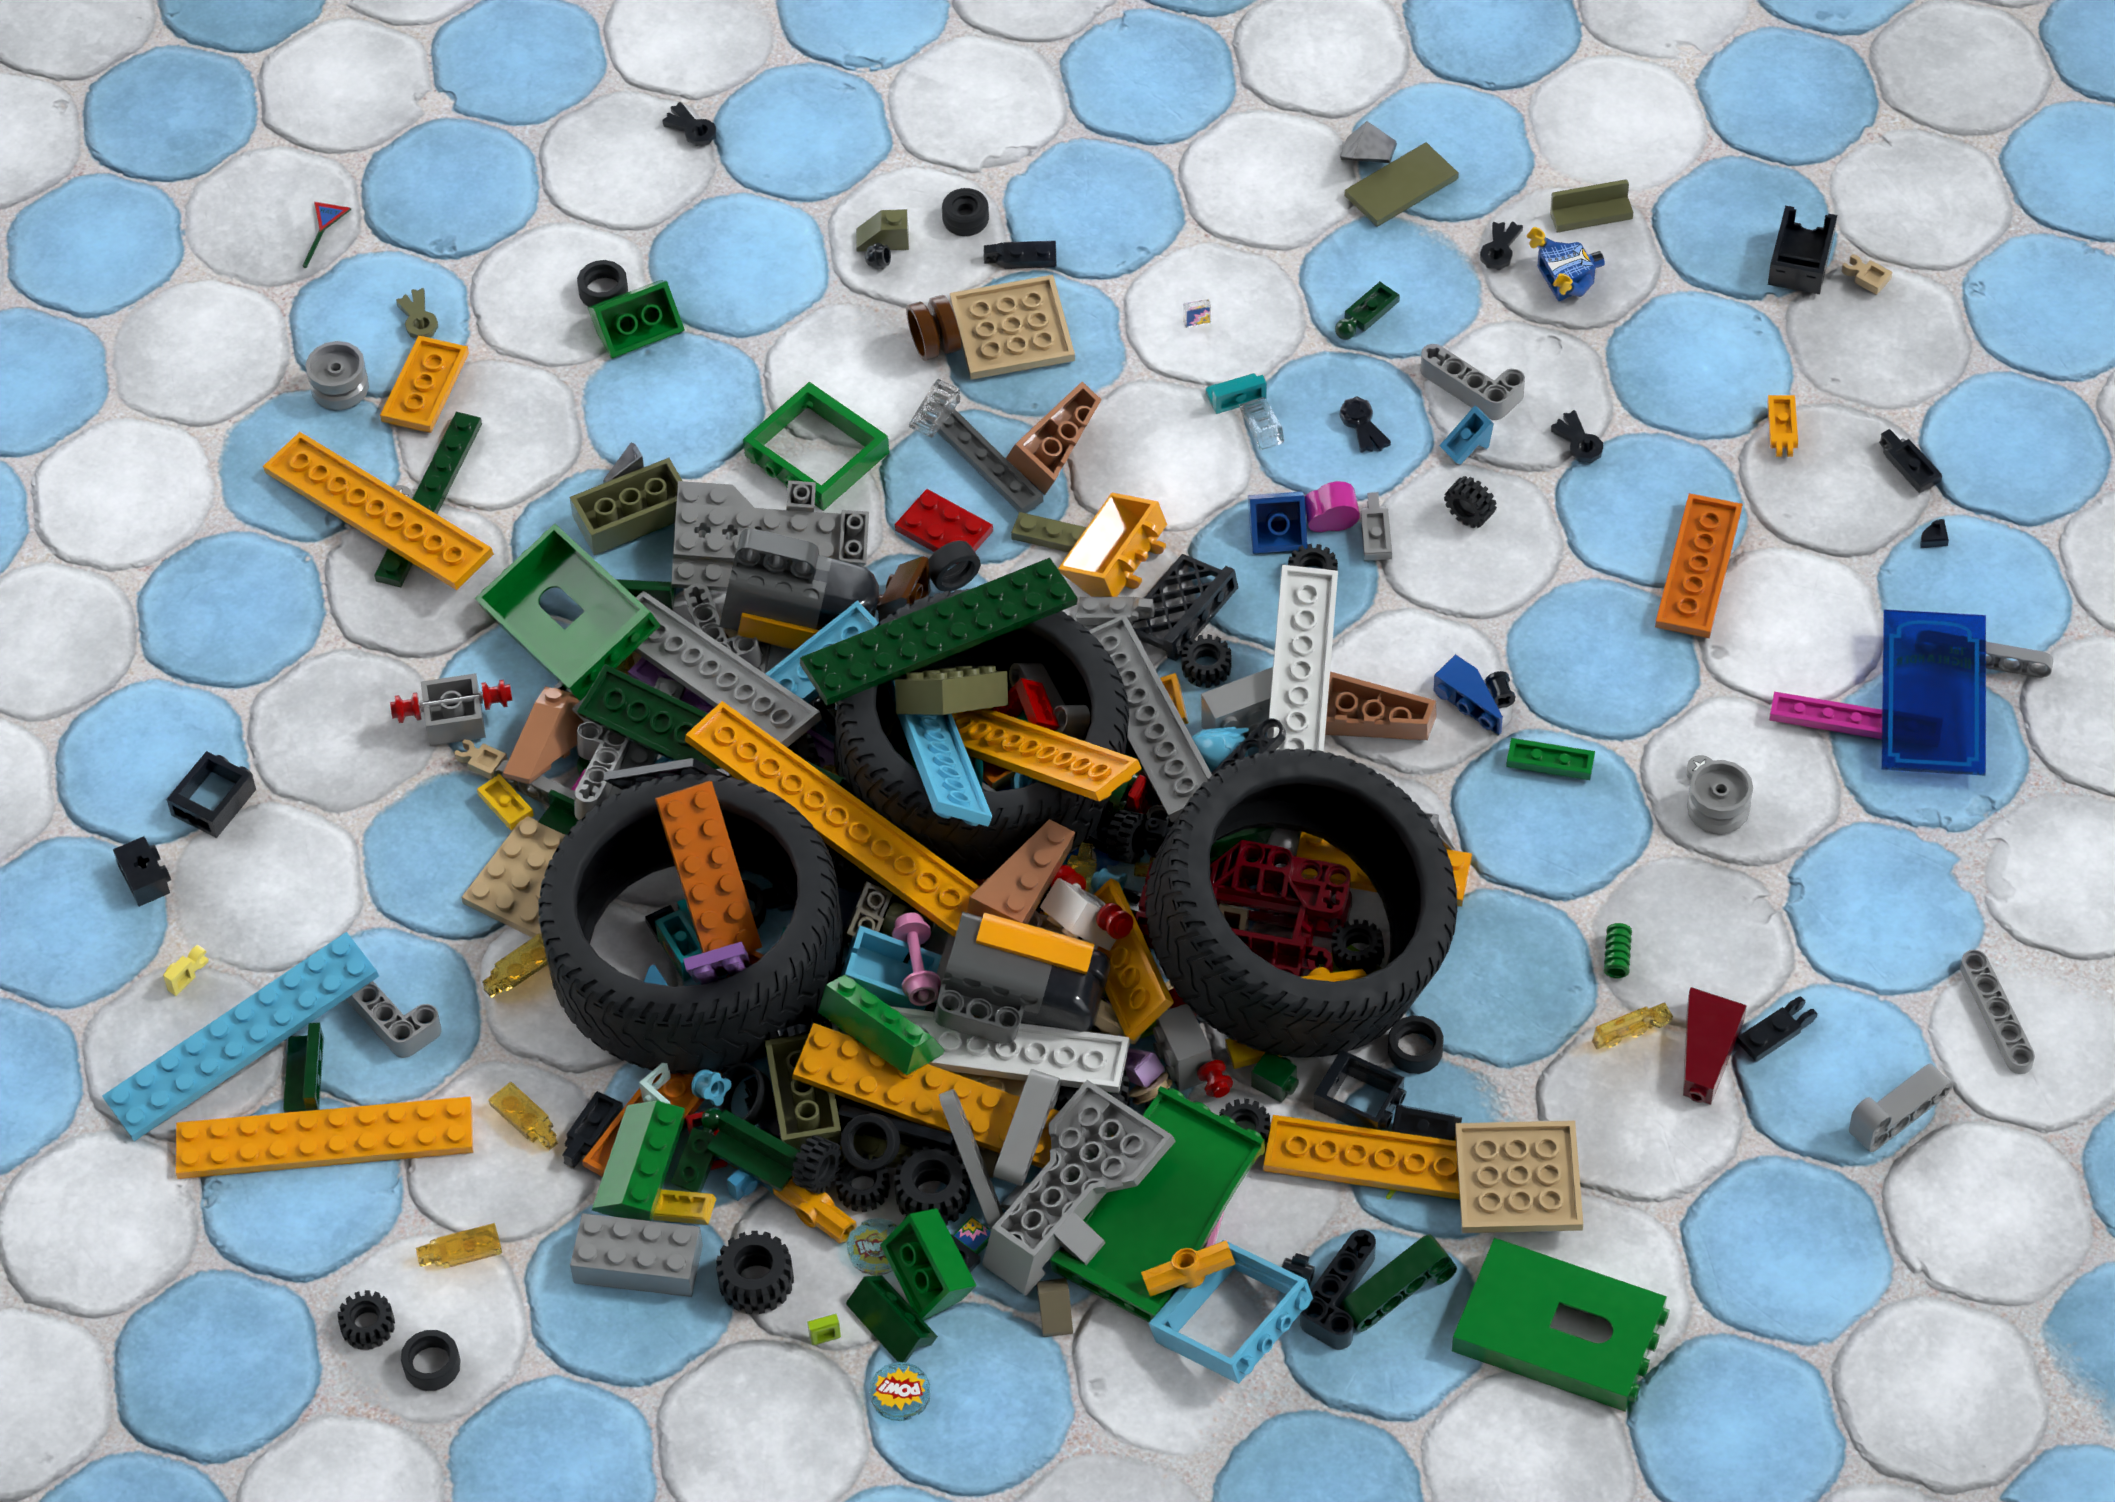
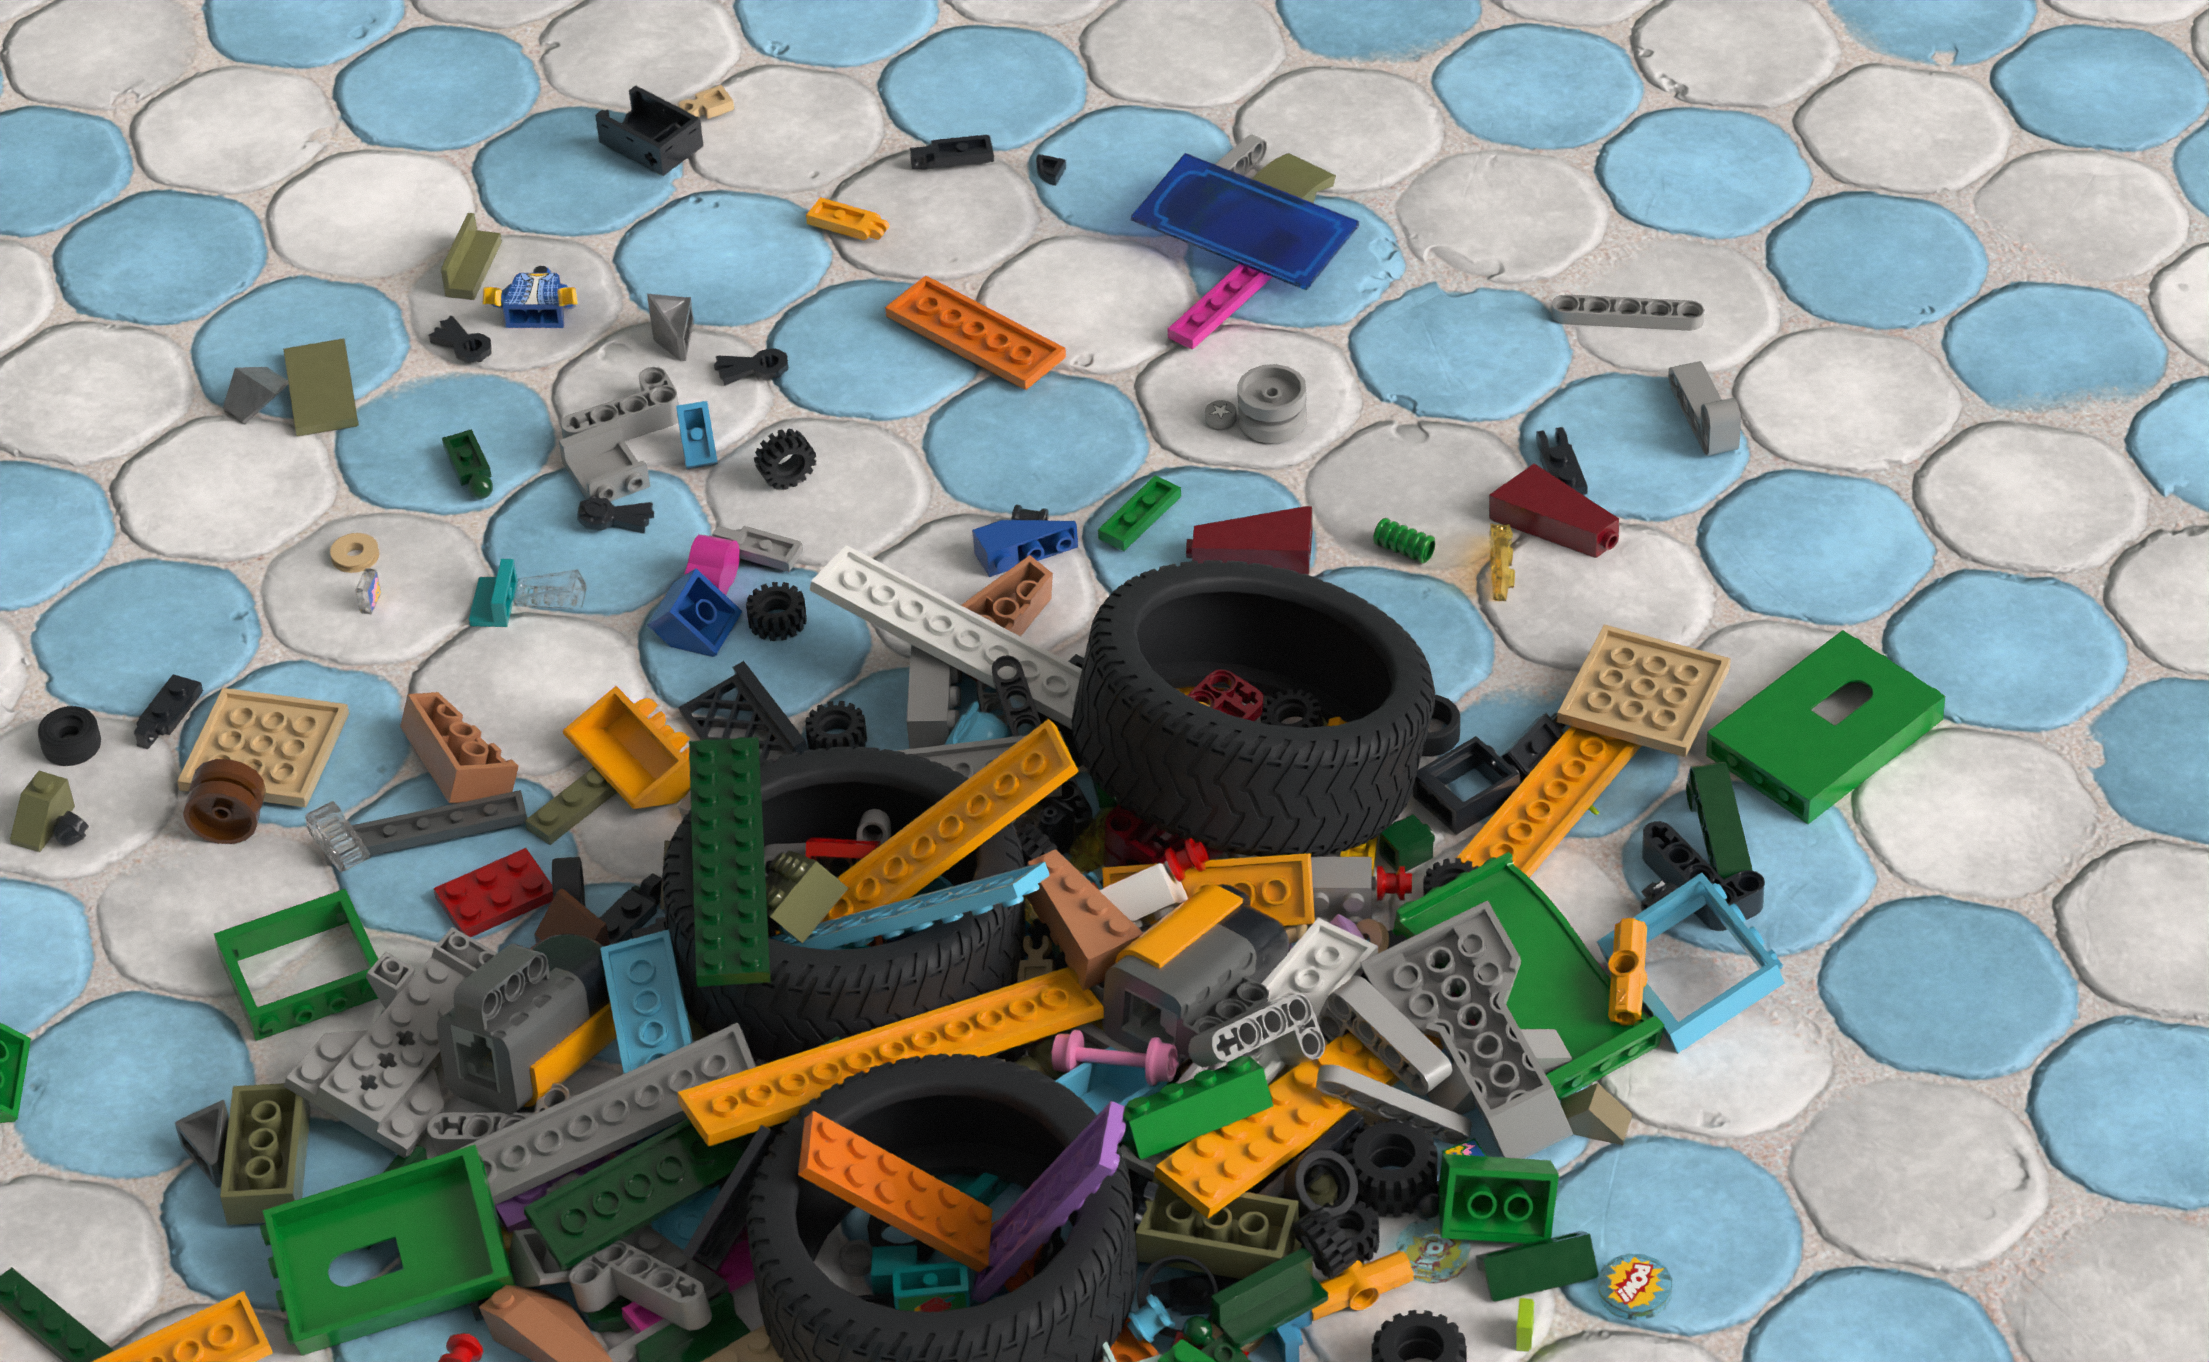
camera: 65 degrees left, 10 degrees down
(955, 1035) = (1283, 1020): none -> light grey beam
(1240, 297) = (350, 542): none -> tan piece
(1411, 394) = (603, 463): none -> light grey panel
(1558, 852) = (1268, 539): none -> dark red slope
(1588, 365) = (671, 323): none -> flat silver slope
(2018, 707) = (1295, 177): none -> olive slope

